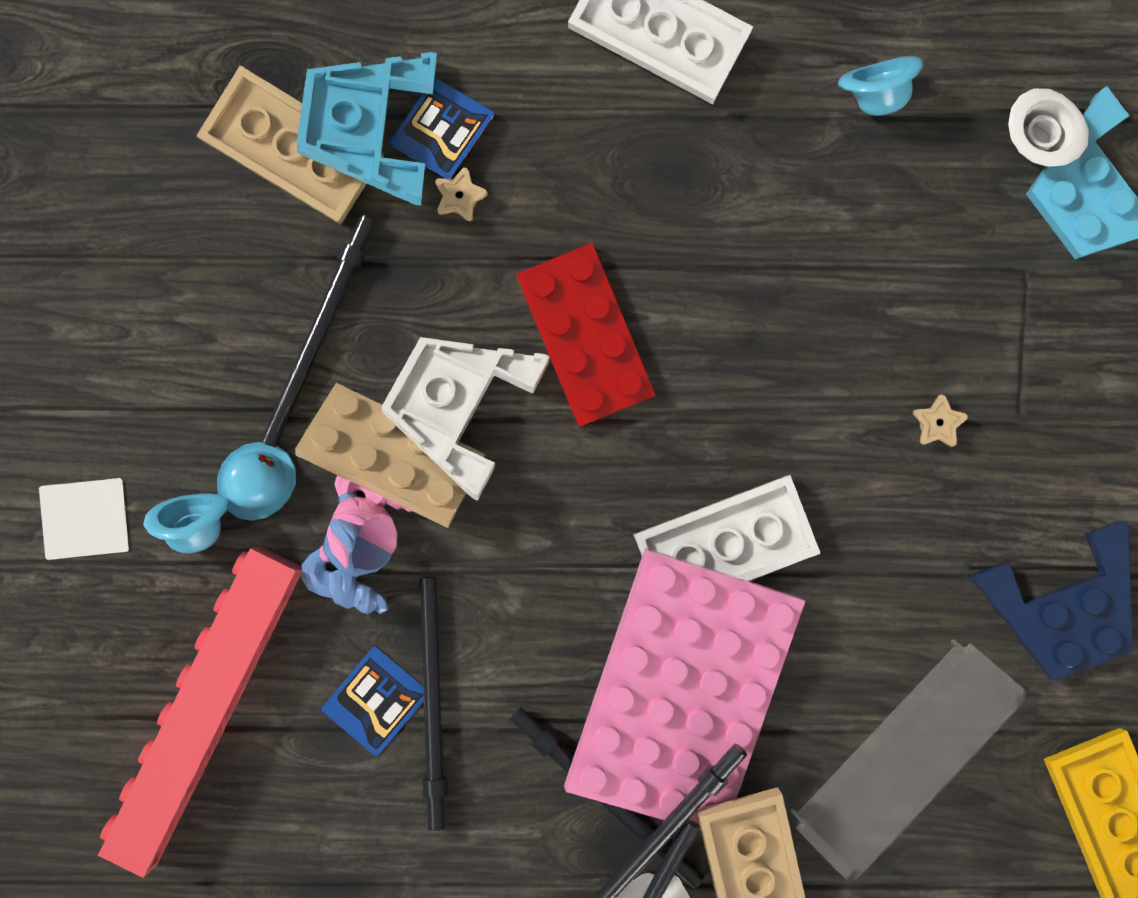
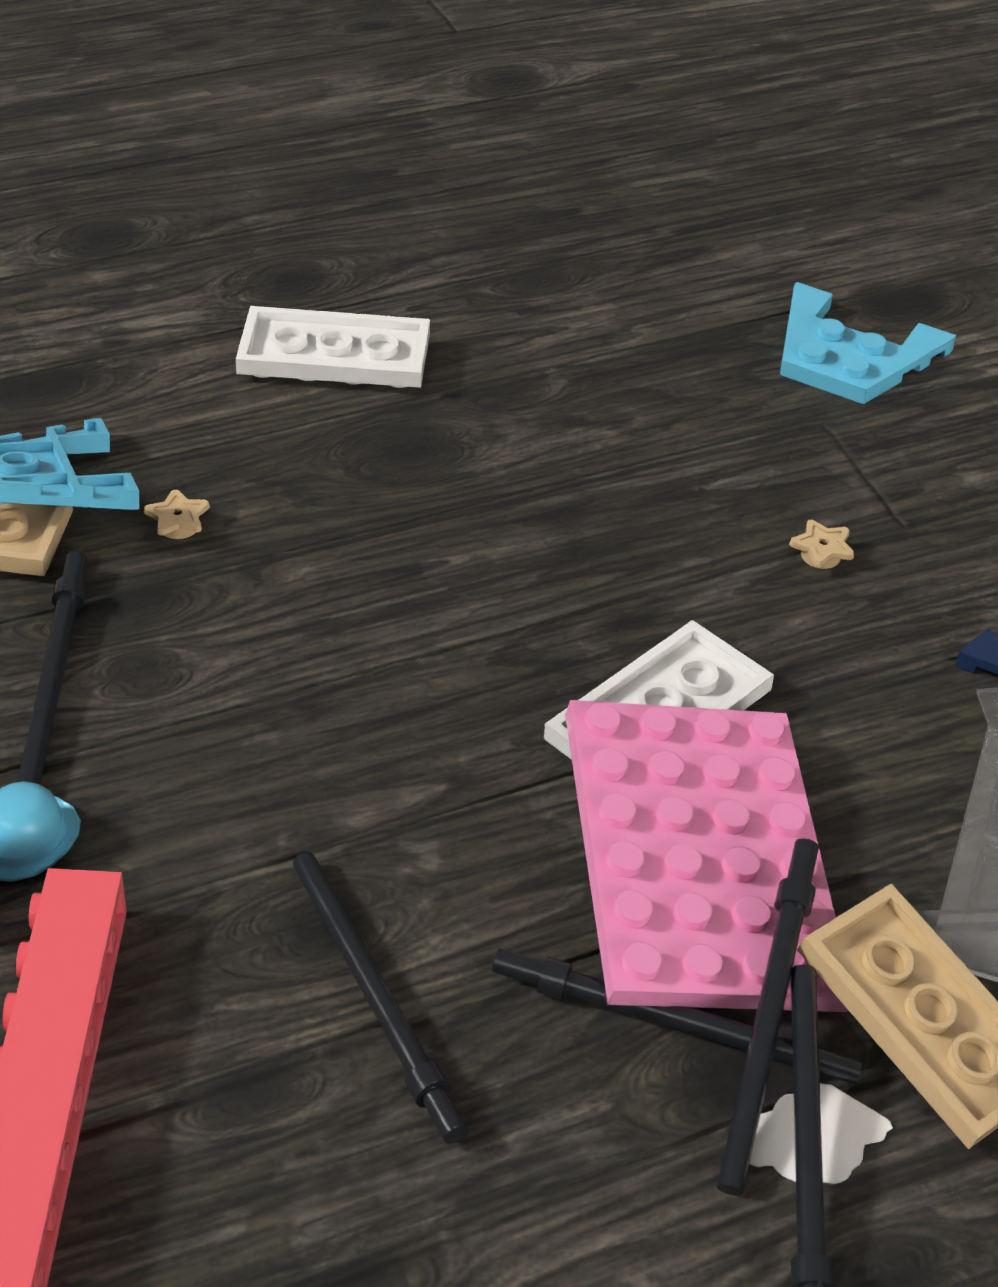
camera: 25 degrees left, 45 degrees down
(357, 544) = (194, 838): hair -> none
(368, 449) = (198, 737): tan plate -> none
(375, 701) = (292, 1026): sticker -> none
(440, 394) = (248, 668): white wing -> none
(441, 129) = (149, 466): sticker -> none
(585, 335) = (385, 589): red plate -> none
(883, 85) = (583, 325): medium azure hat -> none
(1048, 128) = (761, 312): white hat -> none

